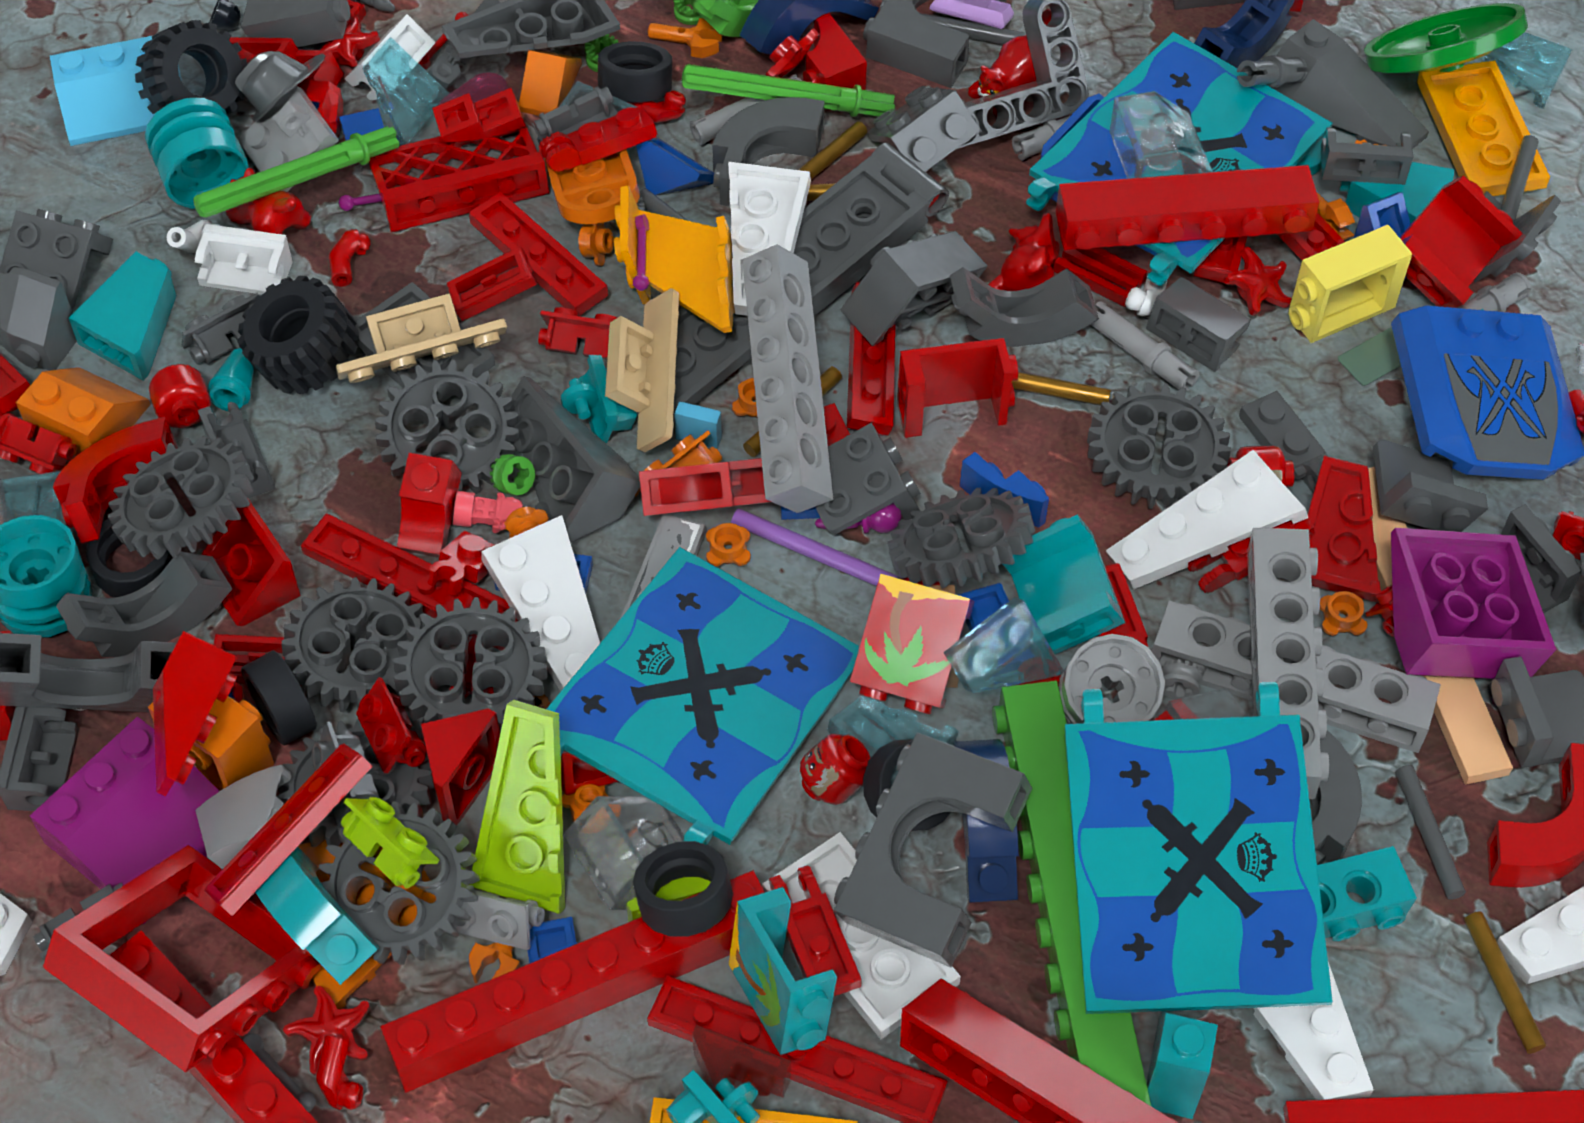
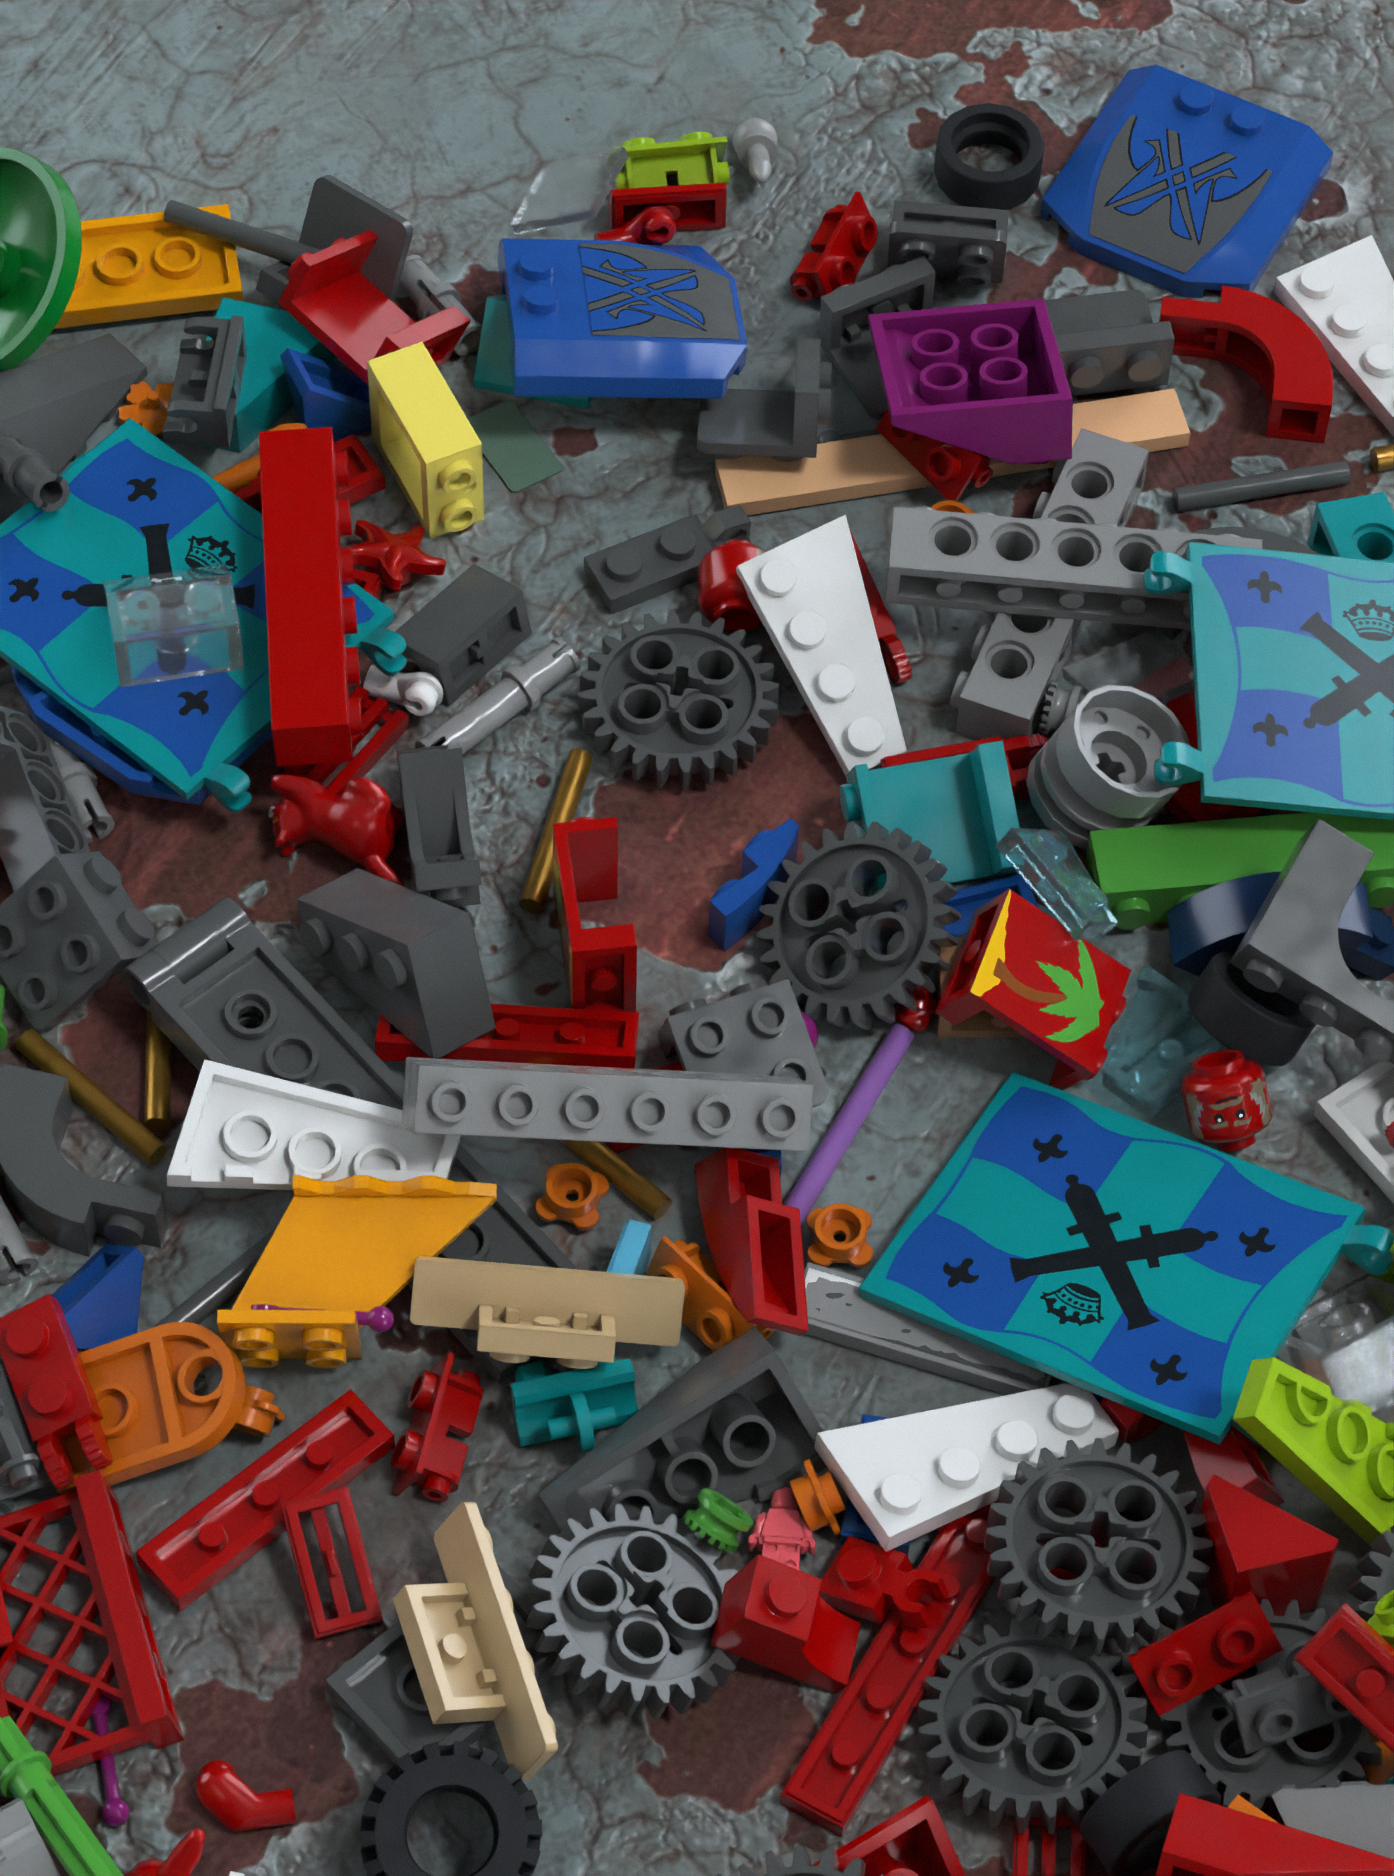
camera: 90 degrees left, 0 degrees up
(1344, 530) = (799, 497): red wing -> none

